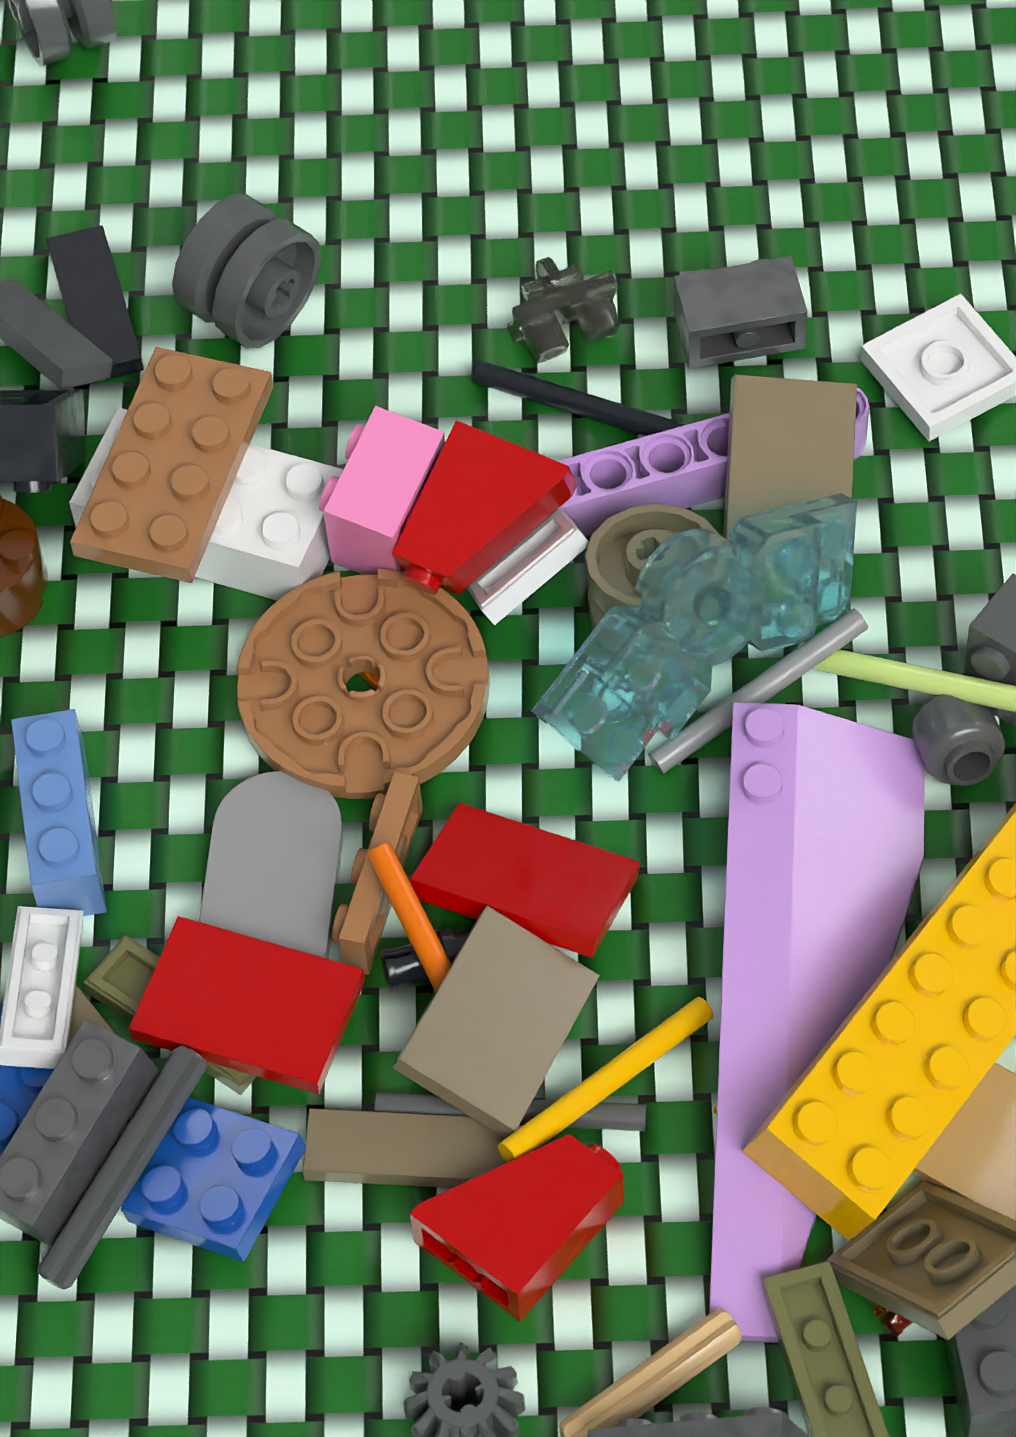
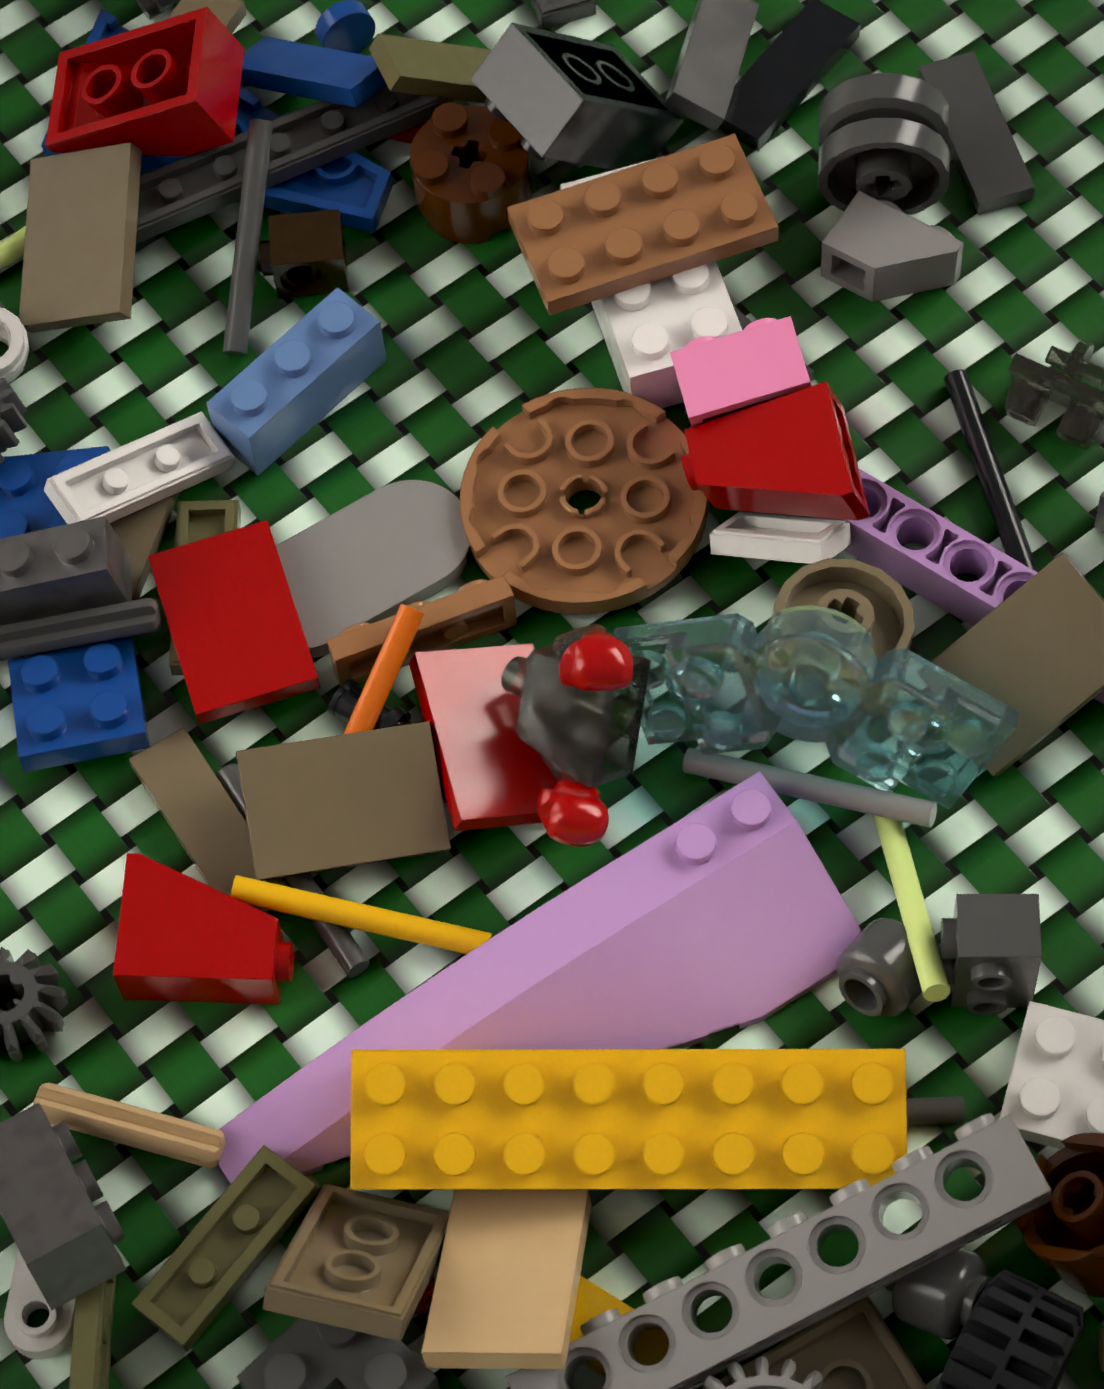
camera: 55 degrees right, 5 degrees up
(330, 224) = (979, 135): none -> dark grey tile
(330, 337) = (888, 253): none -> light grey slope
(581, 792) = (583, 720): none -> clear smoke torso

